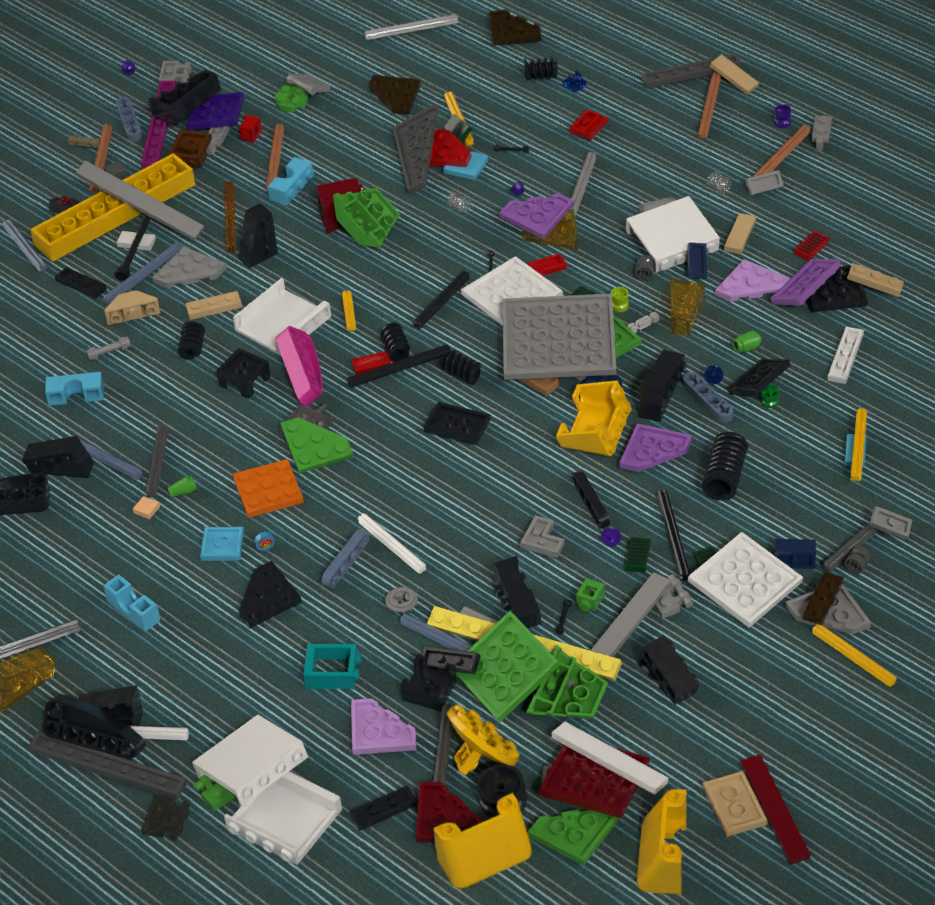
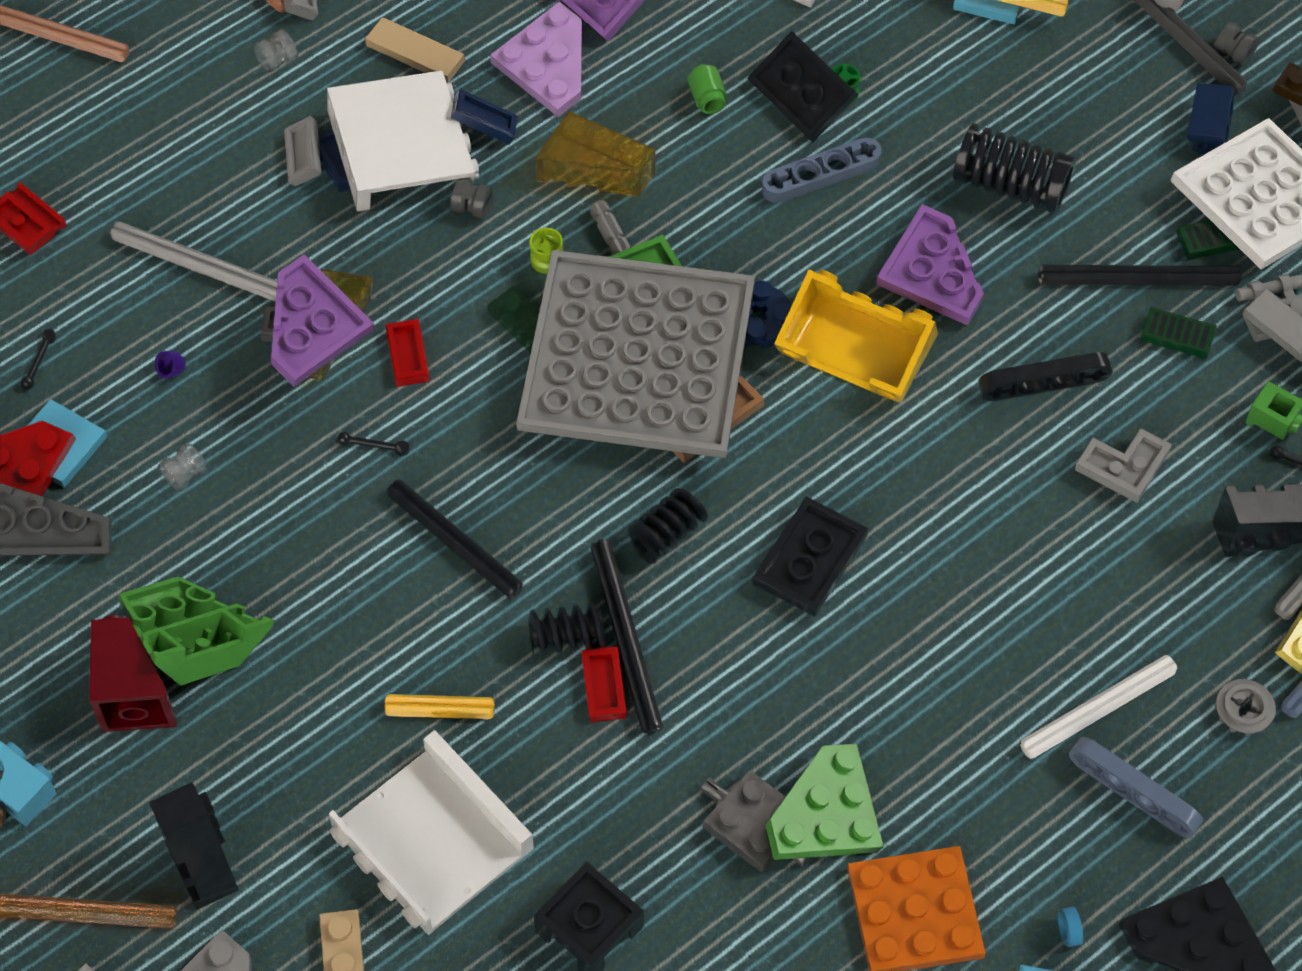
camera: 85 degrees left, 15 degrees up
(301, 364) = (609, 801): dark pink beam -> none
(508, 280) = (465, 418): white plate -> none
(611, 537) = (1134, 363): dark purple plate -> none
(660, 385) = (789, 221): black wedge -> none
(717, 377) = (775, 149): clear blue tile -> none

